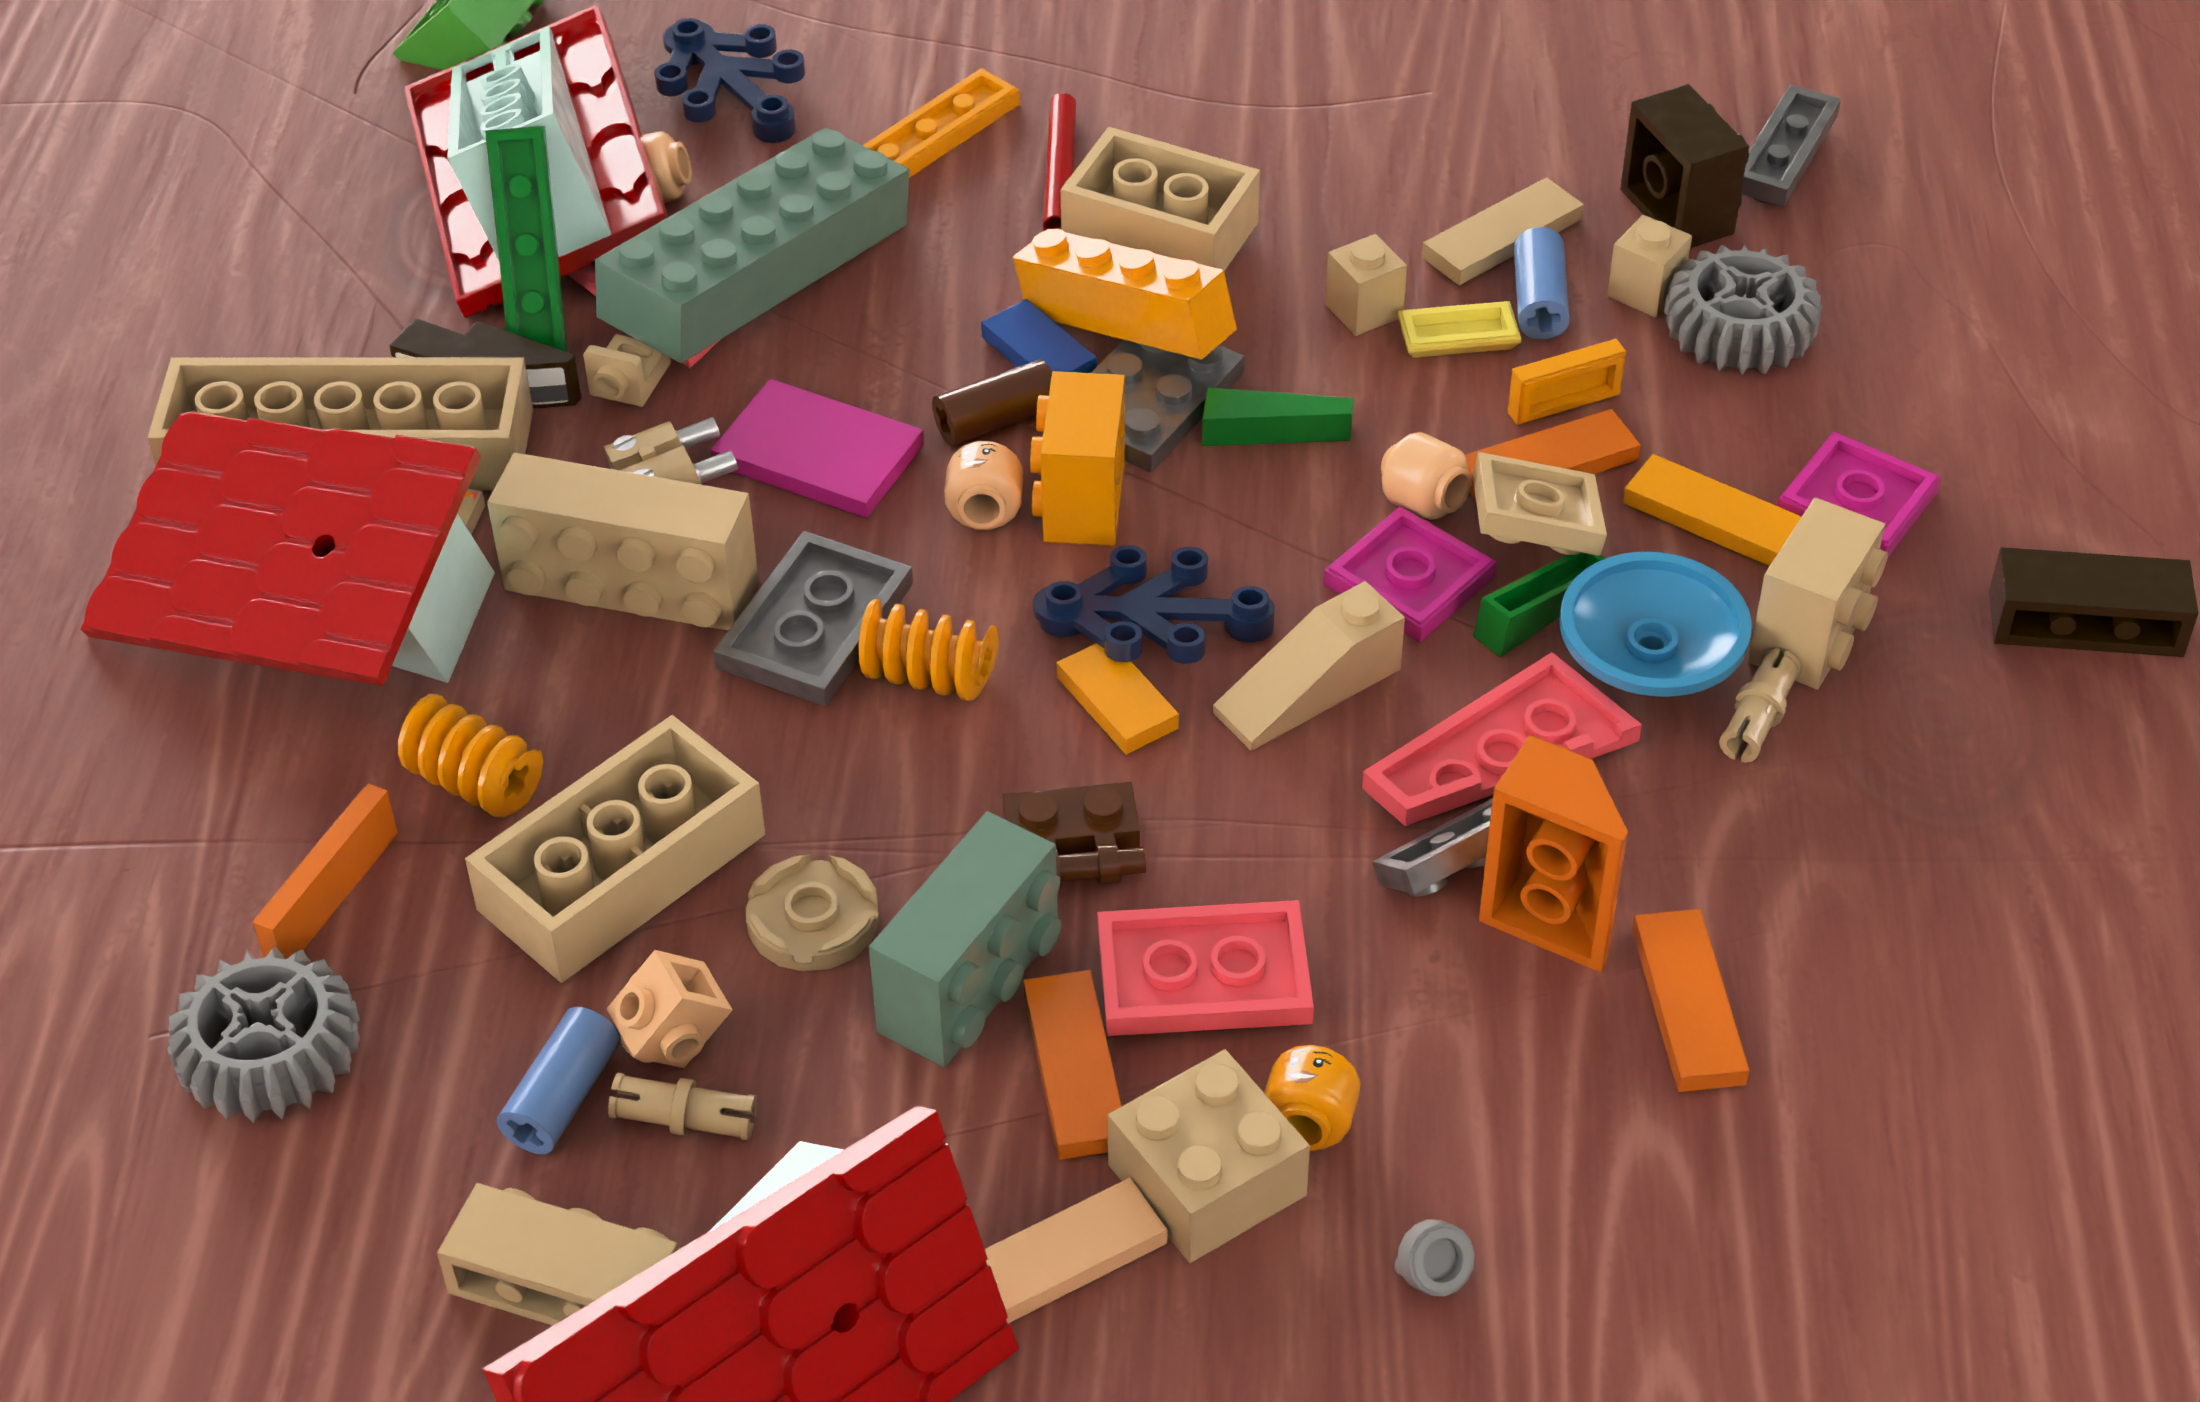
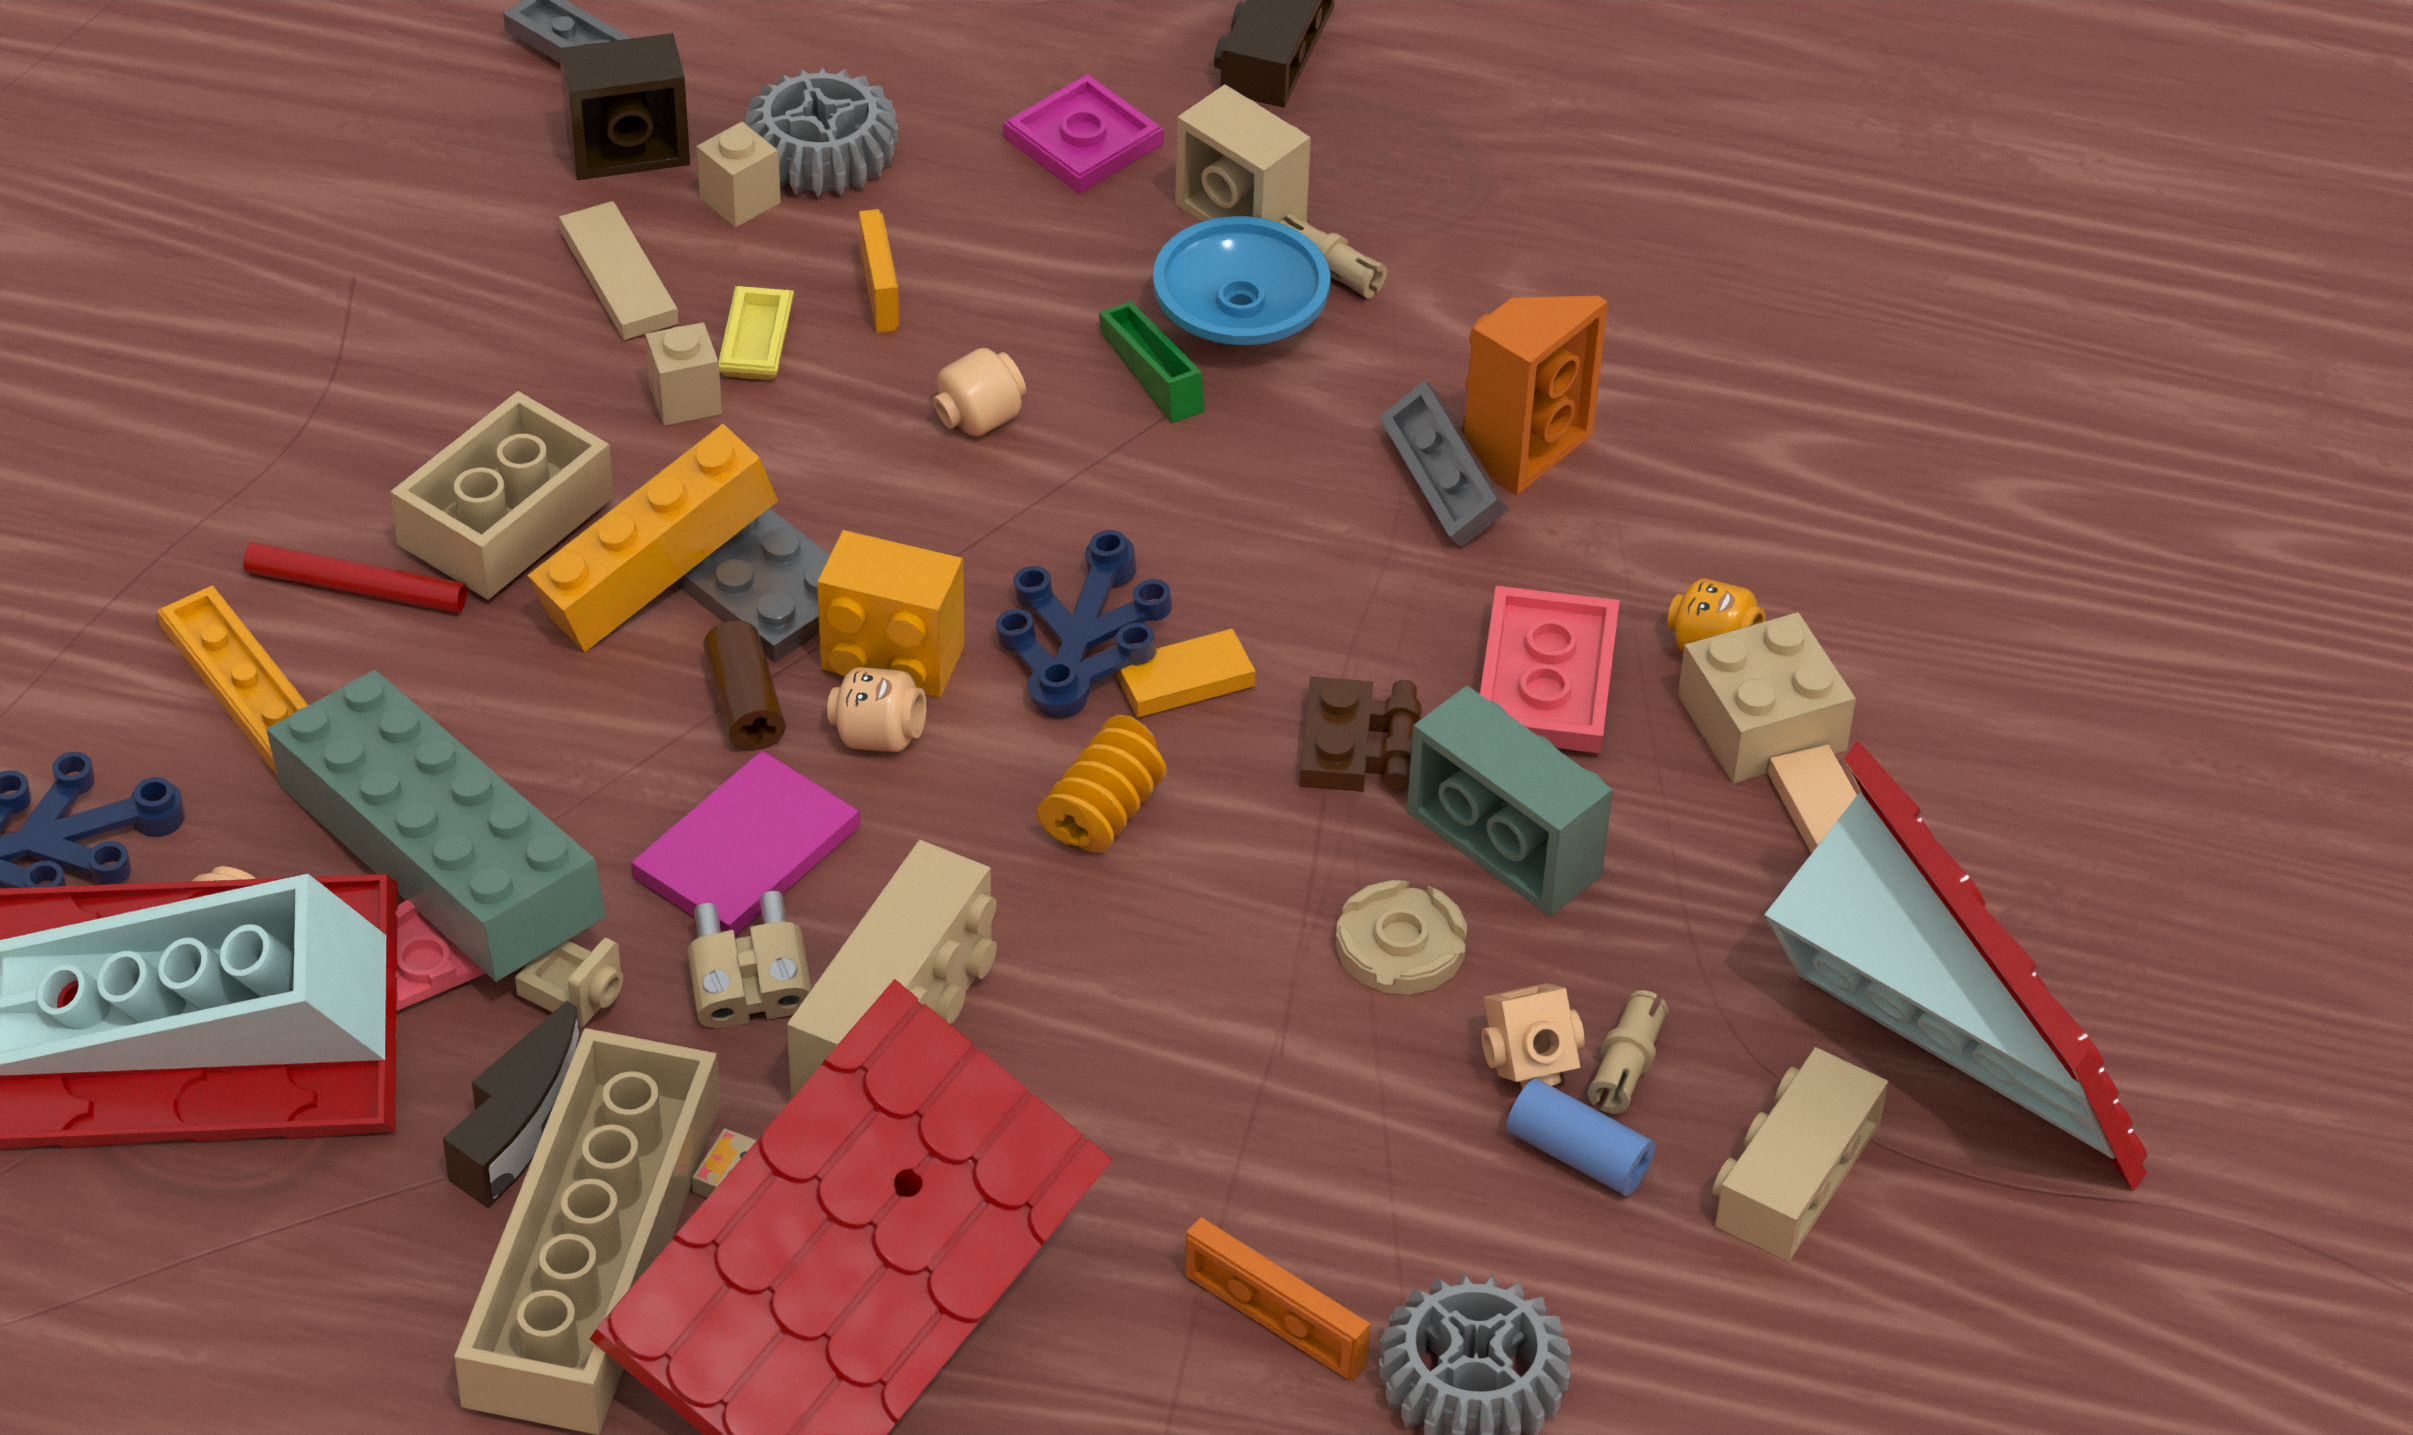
camera: 80 degrees left, 0 degrees up
(469, 756) = (1148, 1164): light orange piece -> none
(526, 234) = (400, 986): green tile -> none
(616, 847) = (1316, 1049): tan brick -> none
(808, 617) = (1042, 878): flat silver plate -> none
(1027, 335) = (650, 645): blue tile -> none
(1072, 1061) = (1657, 777): orange tile -> none
(1273, 418) = (839, 487): green piece -> none
(1316, 666) = (1204, 521): tan slope -> none
(1414, 569) = (1084, 442): dark pink tile -> none
(1435, 1257) = (1890, 584): light grey tile -> none
(1474, 747) = (1324, 414): coral wing -> none
(1538, 504) = (1059, 319): tan plate -> none
(1541, 283) = (722, 255): medium blue piece -> none
(1582, 445) = (961, 302): orange tile -> none
(1690, 1000) = (1666, 384): orange tile -> none
(1710, 509) = (1090, 214): light orange tile -> none

